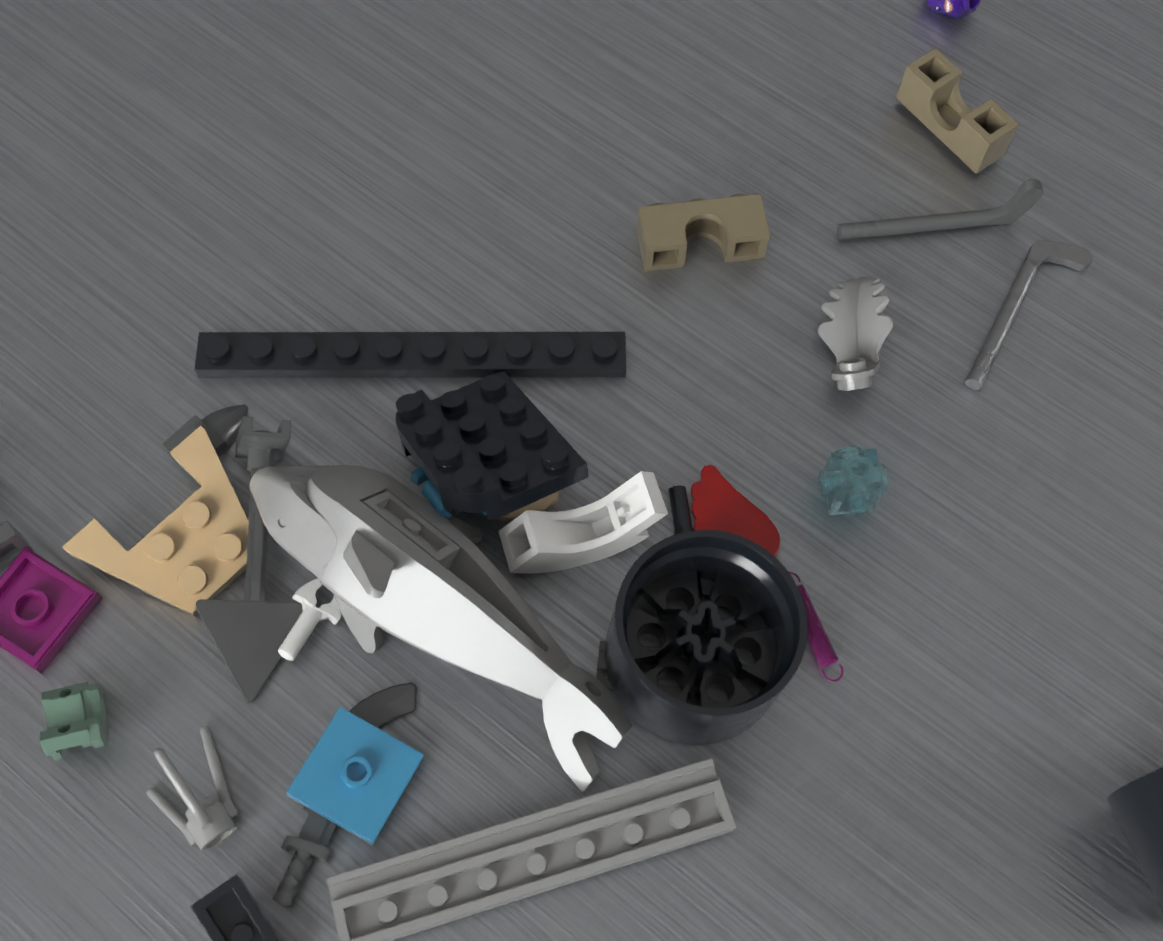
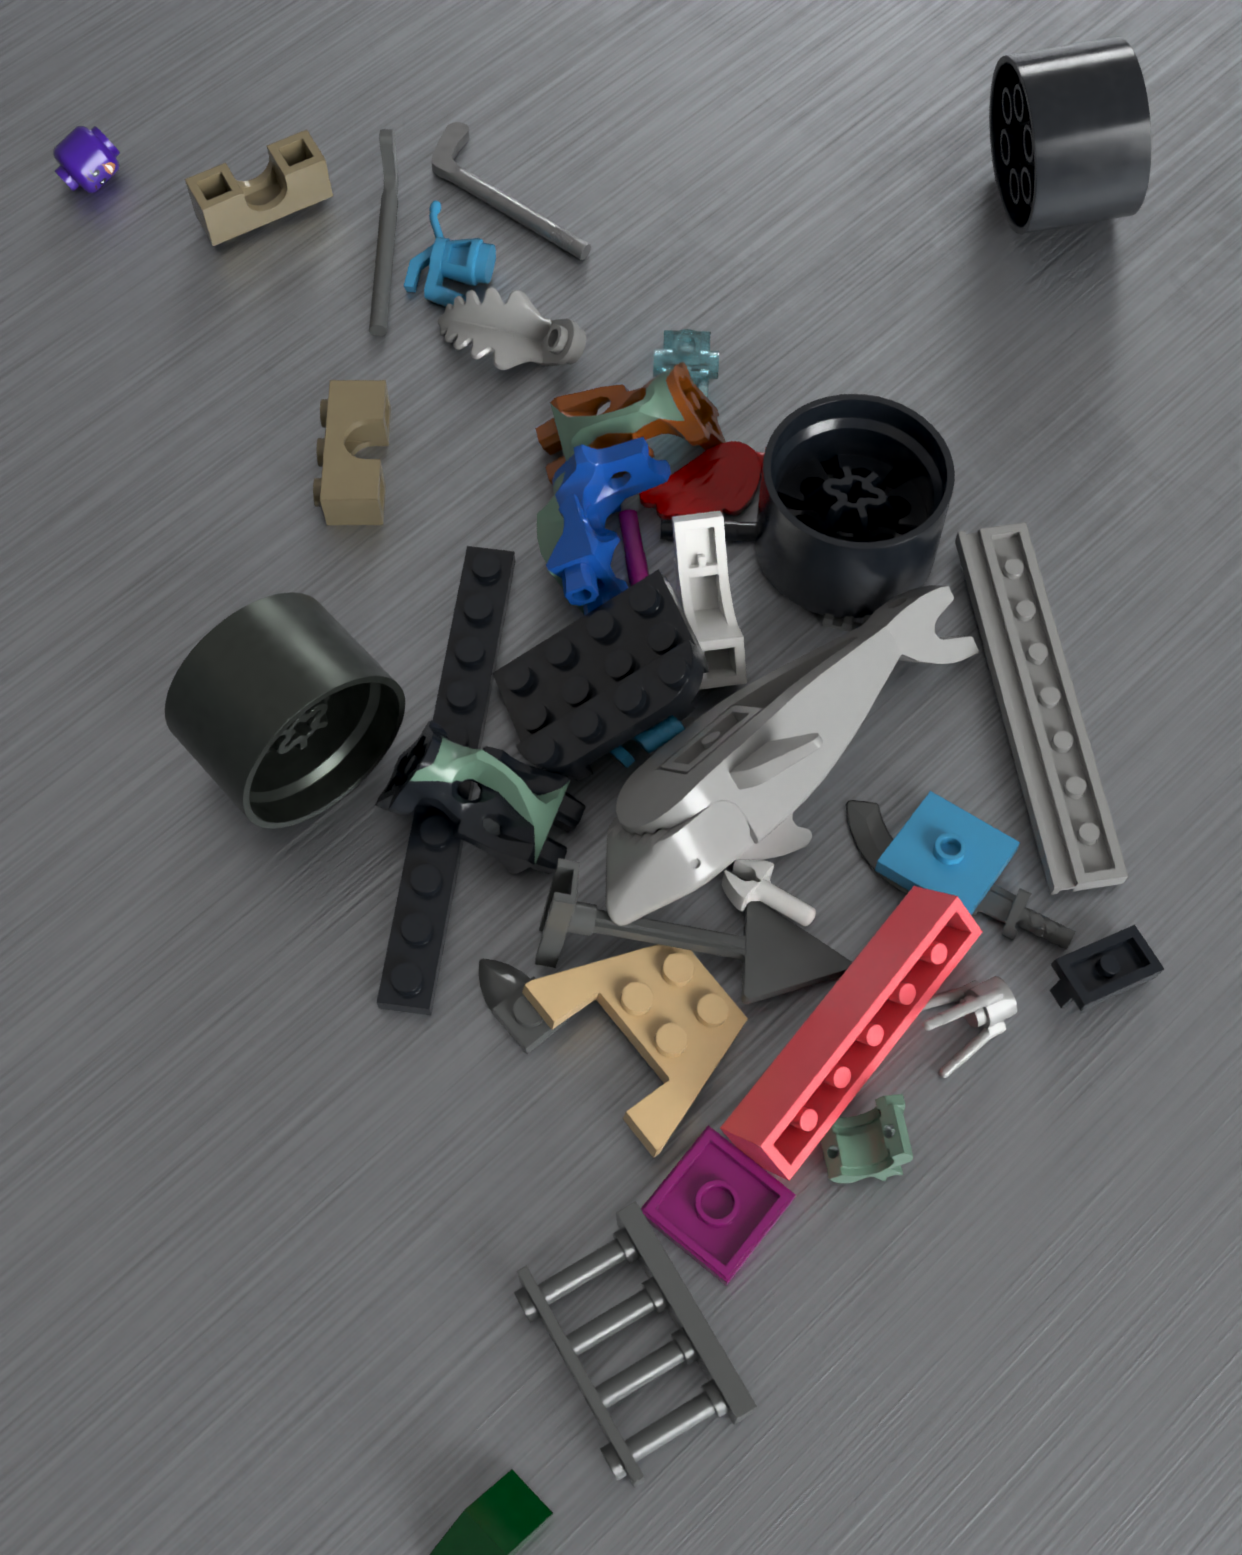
camera: 80 degrees left, 0 degrees up
(174, 699) = (851, 1031): none -> coral brick
(364, 403) = (512, 794): none -> black hips
(414, 202) = (284, 709): none -> pearl dark grey wheel
(612, 407) = (573, 522): none -> blue hips
(623, 473) = (634, 553): none -> magenta piece
(746, 419) = (661, 406): none -> dark orange hips
(929, 280) = (460, 260): none -> dark azure piece

